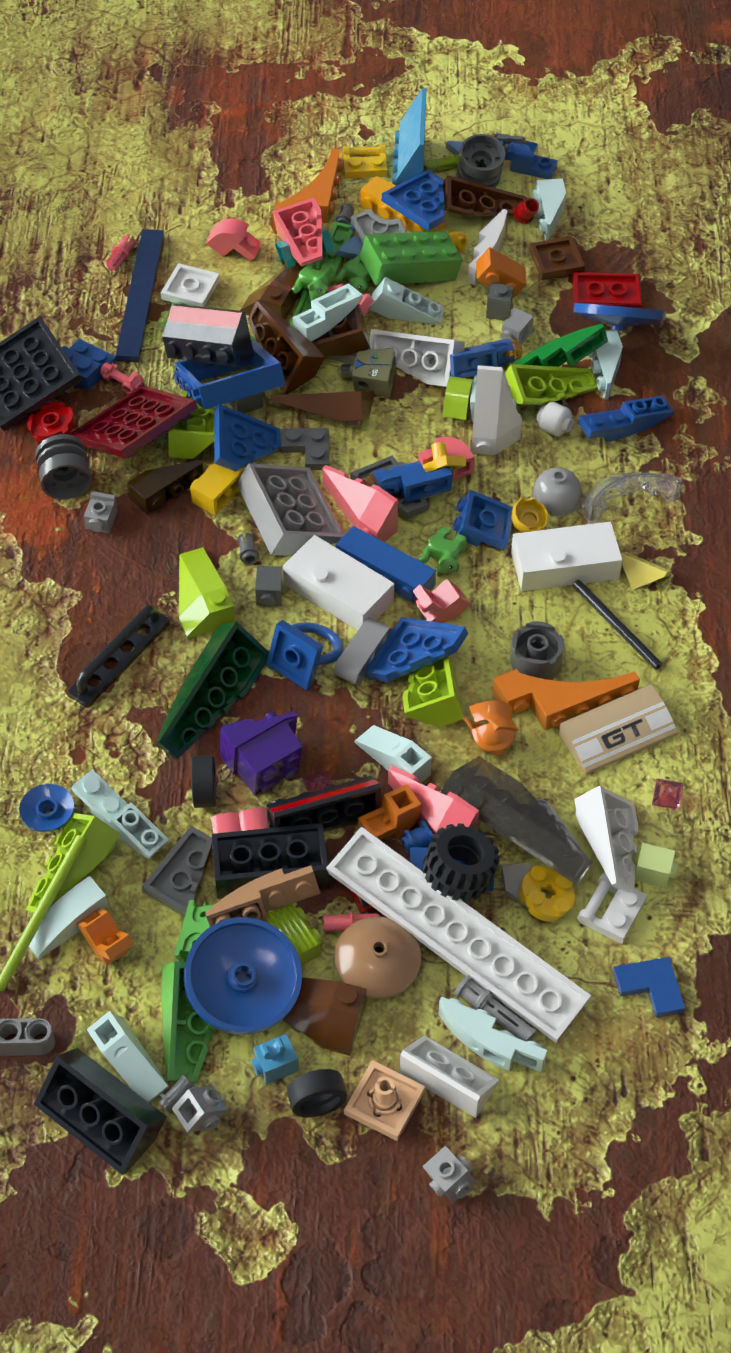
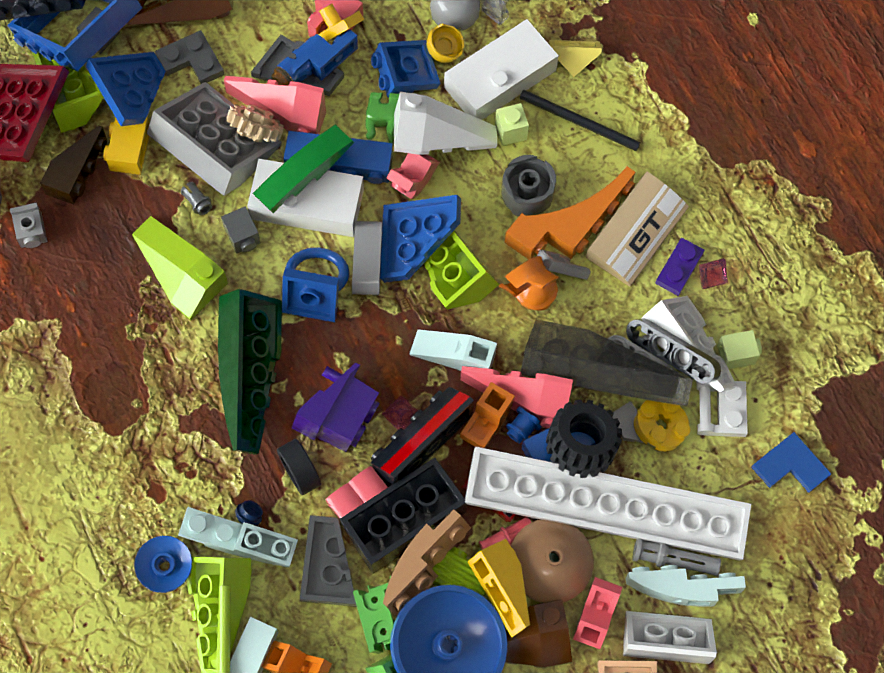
camera: 30 degrees left, 15 degrees up
(143, 801) = (249, 513): none -> dark blue plate
(146, 618) = (122, 424): black piece -> none
(321, 940) = (503, 582): none -> yellow slope
(327, 508) = (255, 123): none -> tan gear
(344, 551) = (303, 167): none -> green slope
(396, 1020) = (597, 613): none -> coral brick
(476, 566) = (431, 125): none -> white wedge
(532, 728) = (561, 264): none -> light grey tile
(551, 600) = (511, 124): none -> yellowish green brick
(590, 830) = (671, 354): none -> black beam
(640, 776) = (679, 266): none -> dark purple plate

